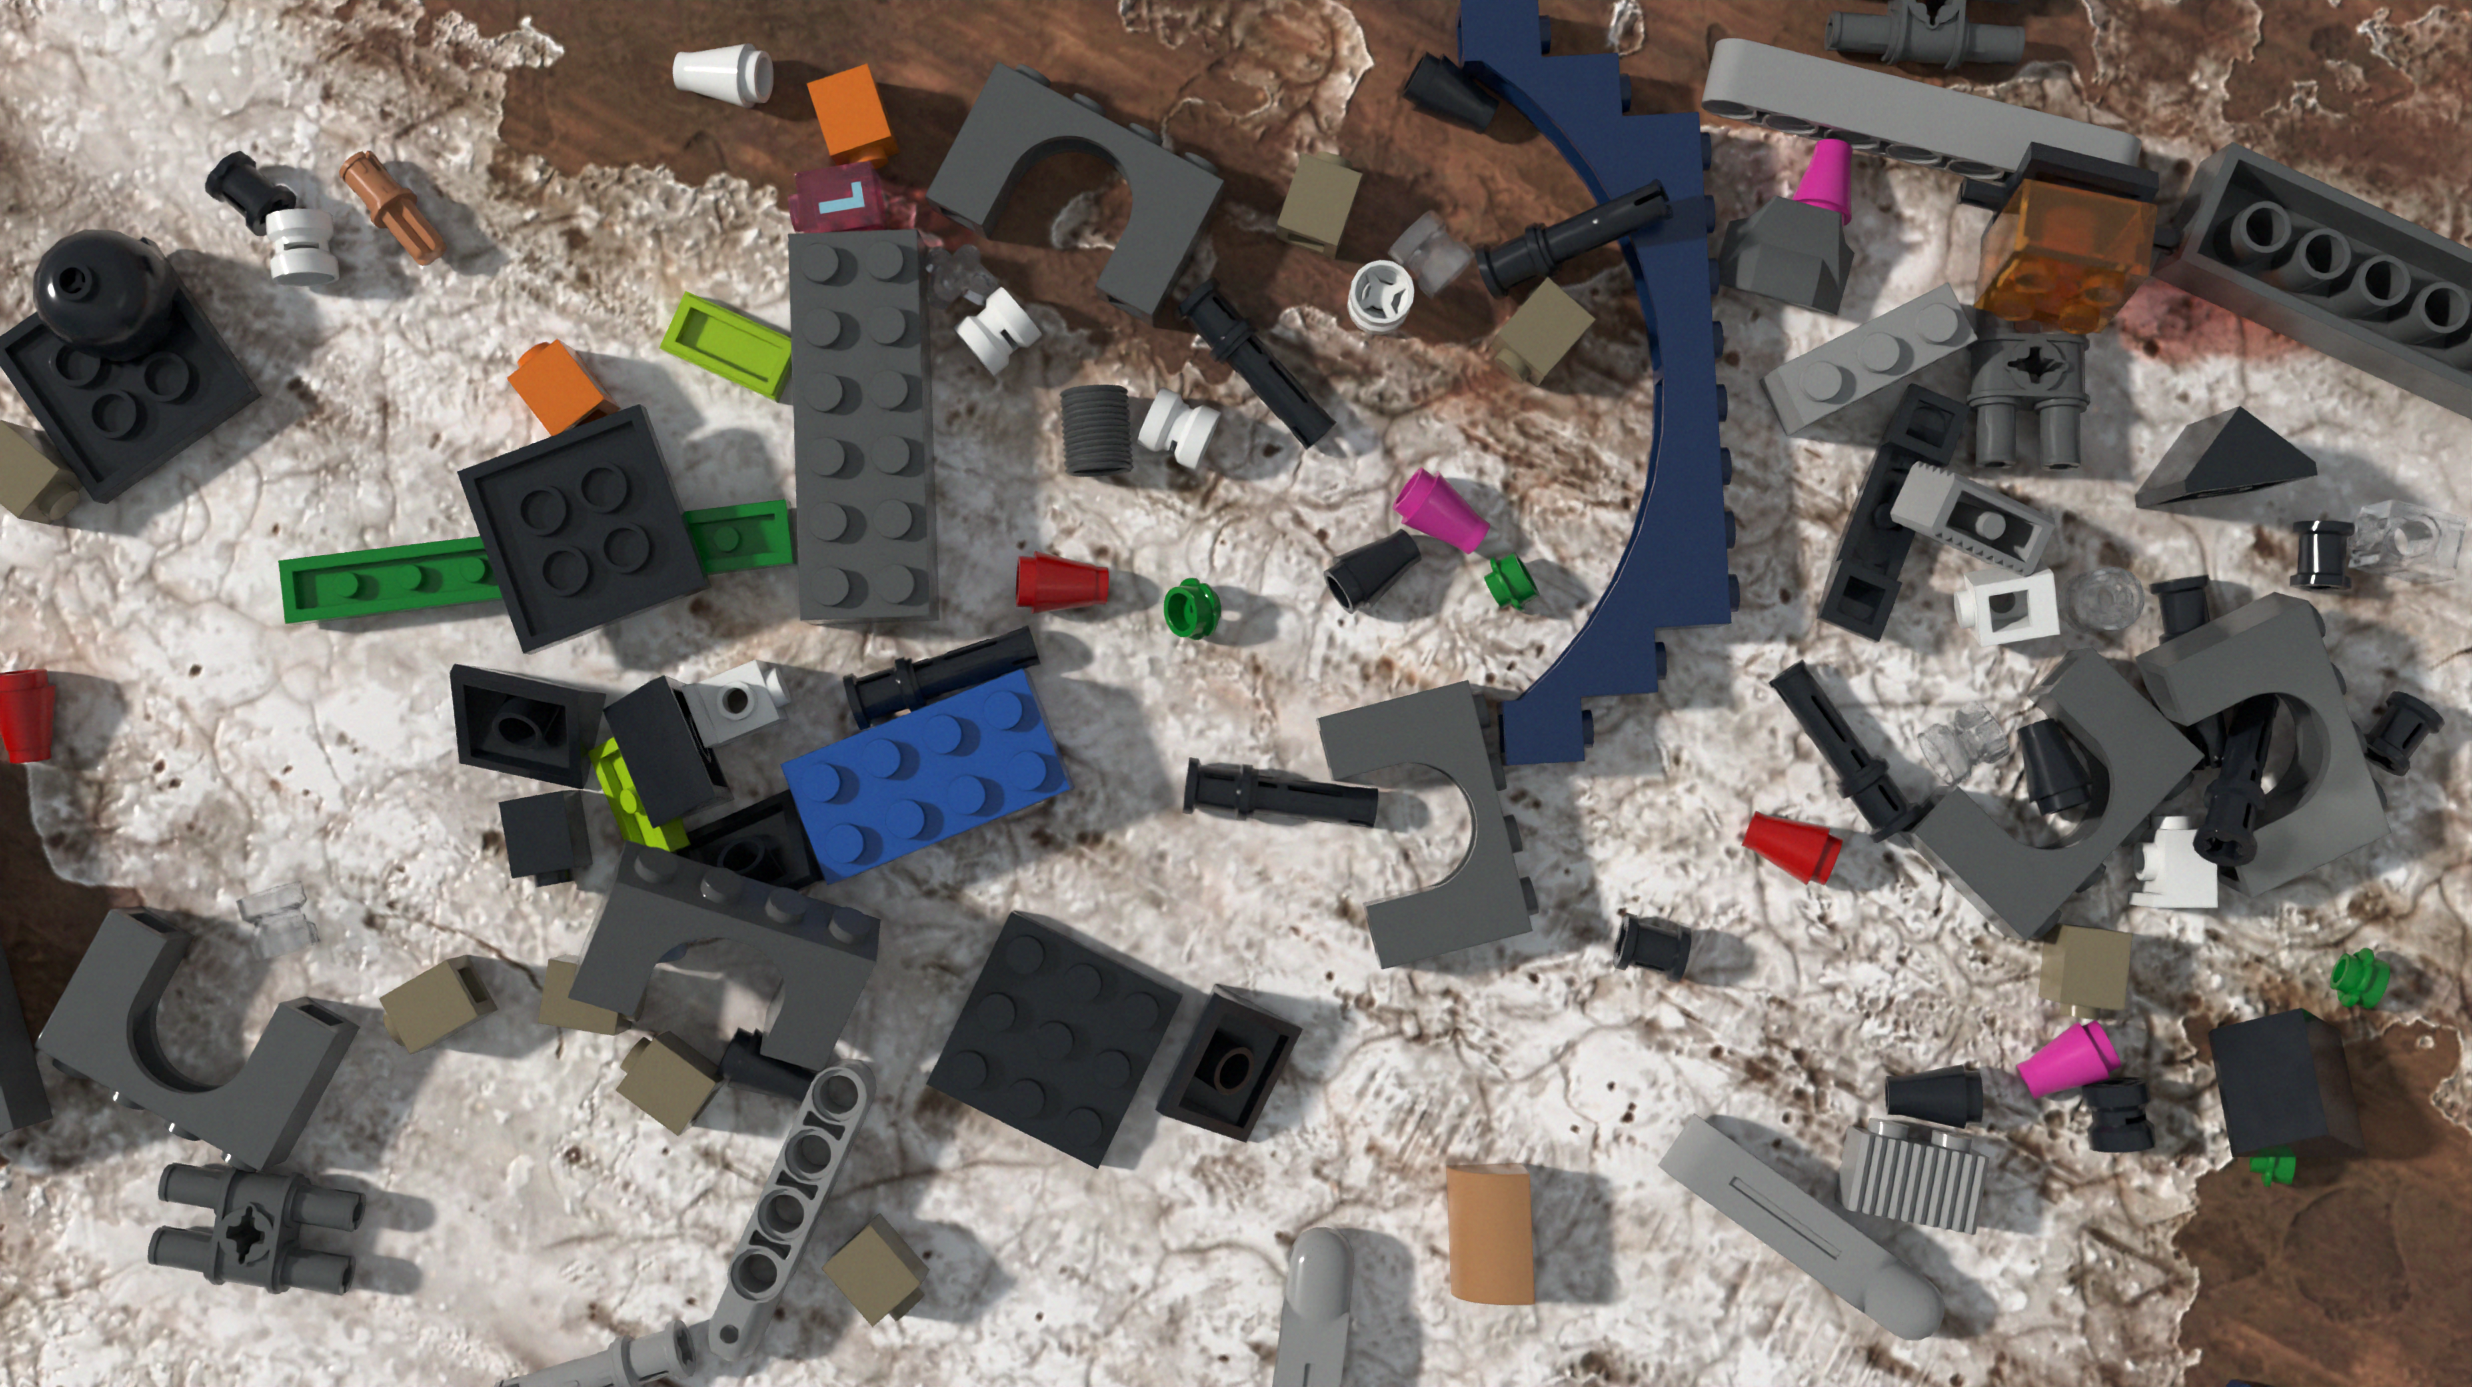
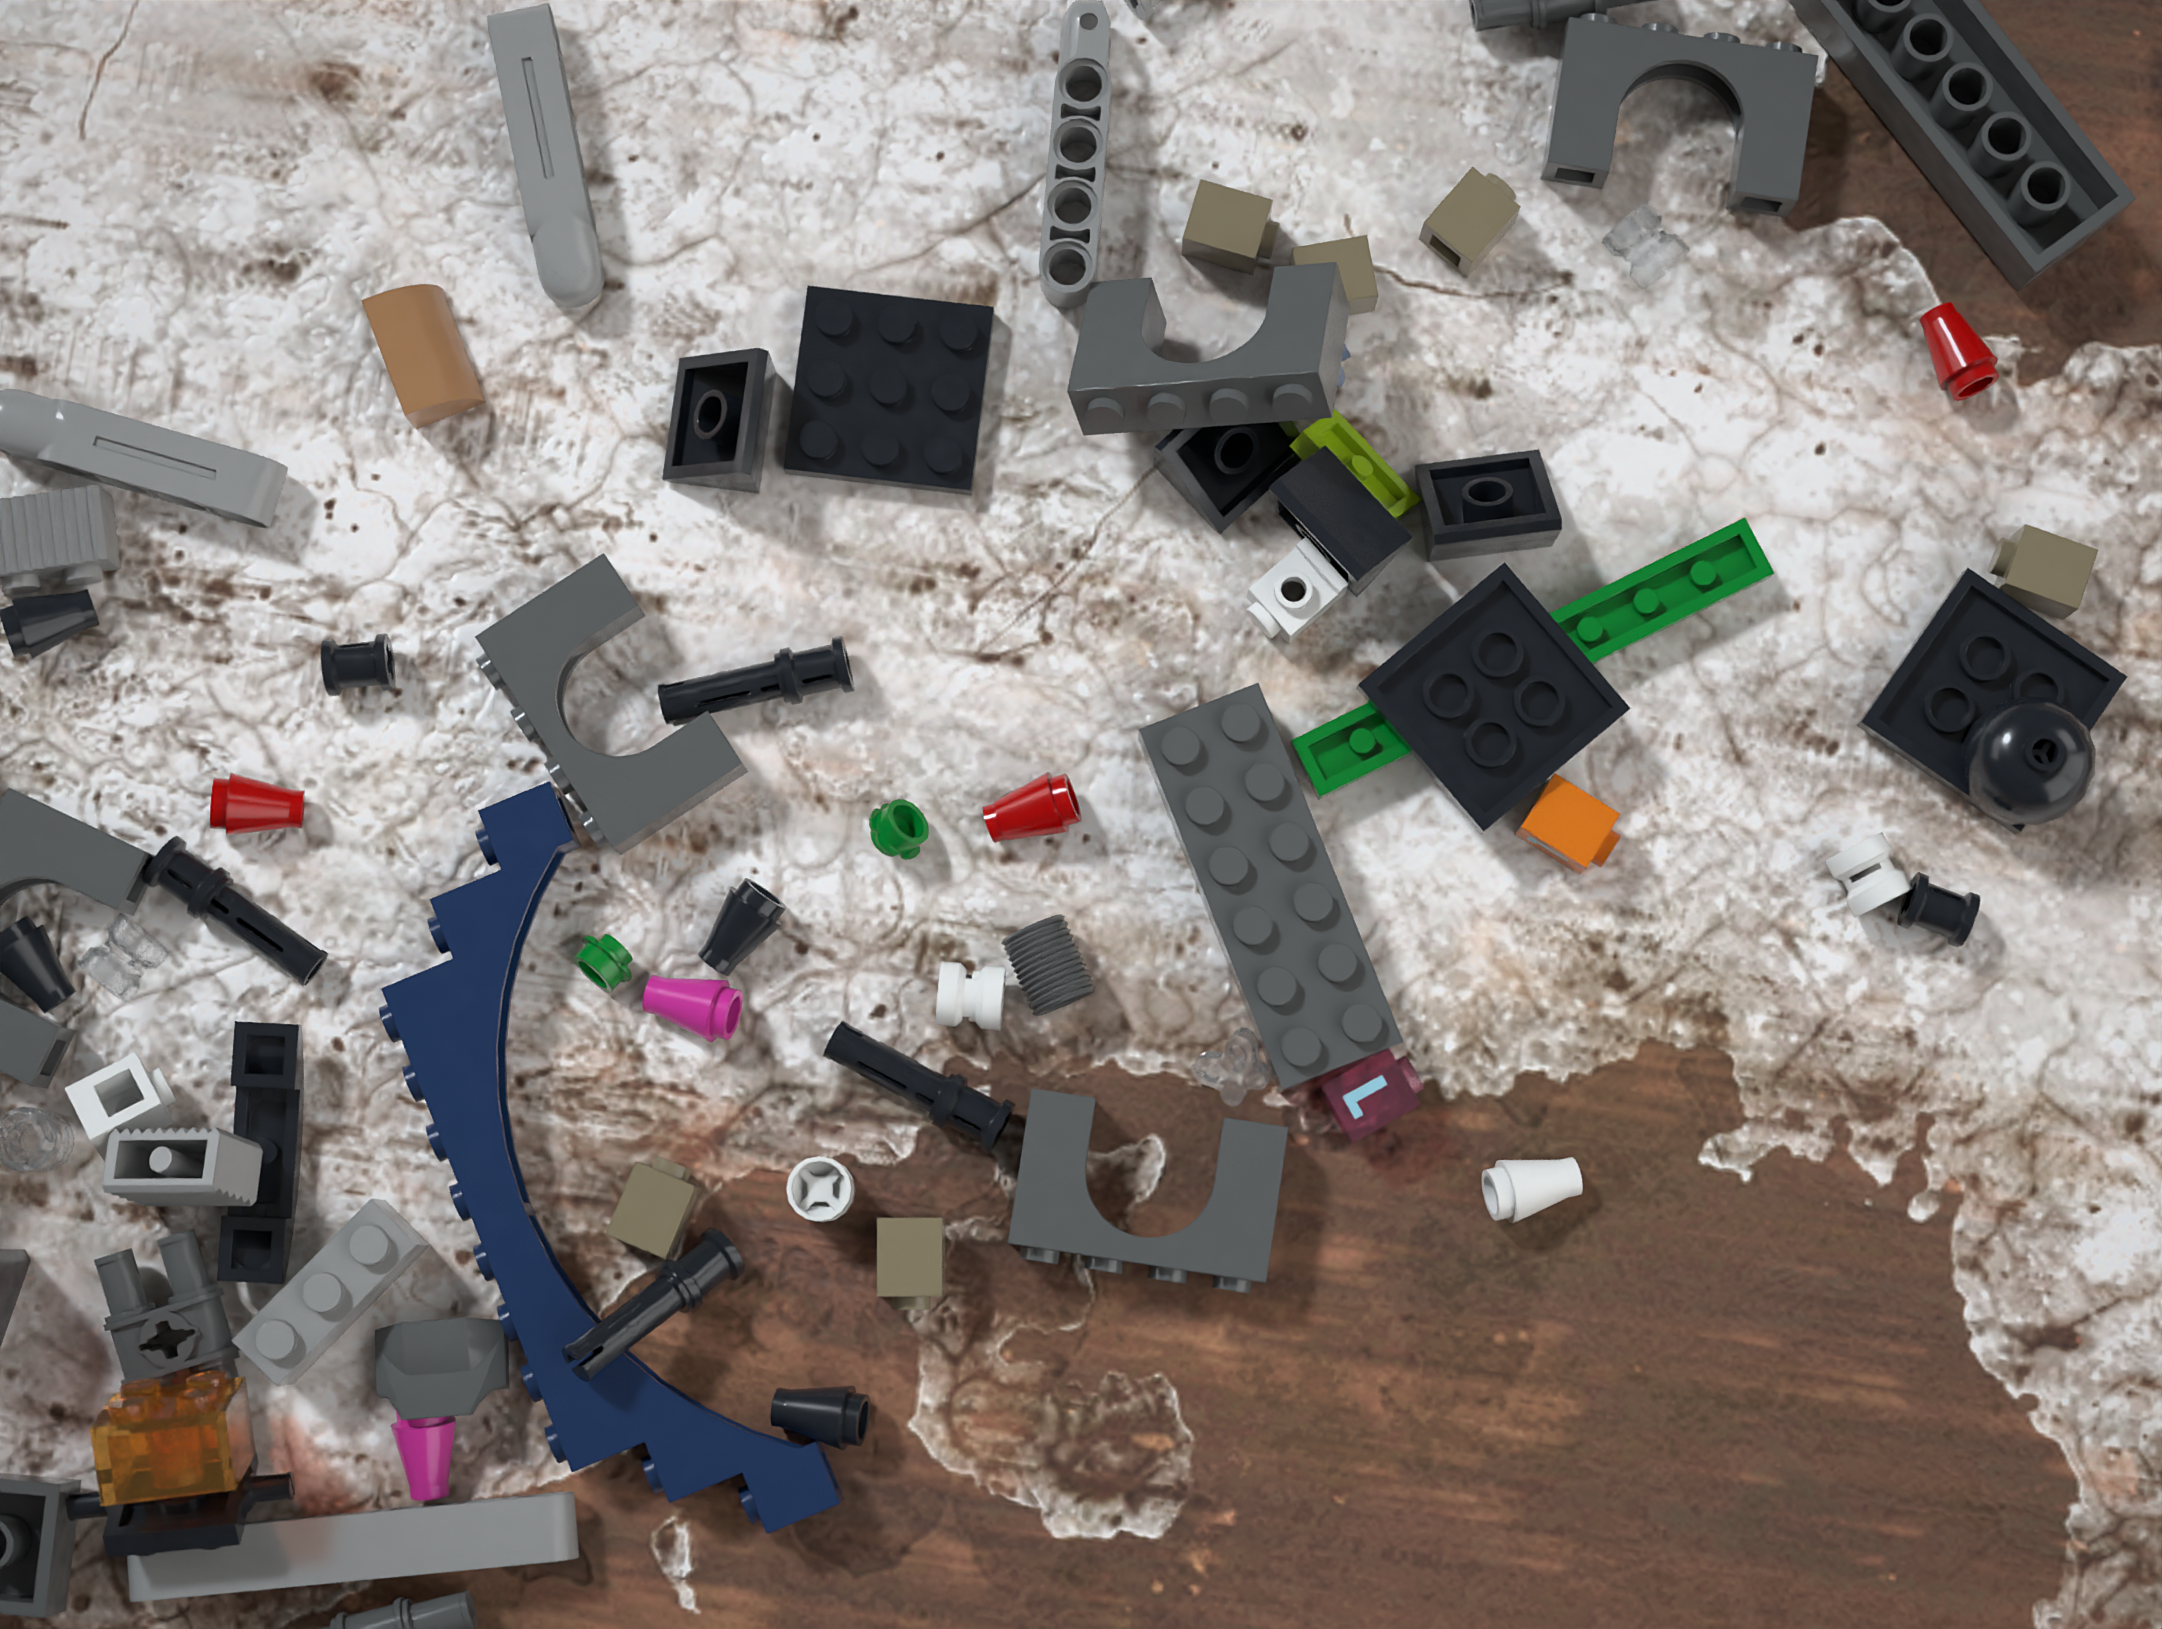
camera: 165 degrees right, 5 degrees down
(392, 207) = (1799, 945): nougat axle -> none
(546, 836) = (1427, 408): black brick -> none
(729, 346) = (1429, 927): lime tile -> none
(762, 1074) = (1163, 261): black cone -> none
(853, 117) = (1387, 1182): orange brick -> none
(878, 1272) = (977, 124): dark tan brick -> none
(913, 683) = (1138, 668): black pin -> none
(927, 776) = (1090, 585): blue brick -> none
(997, 331) = (1177, 1027): white wheel -> none
(1431, 254) = (770, 1248): clear wheel -> none

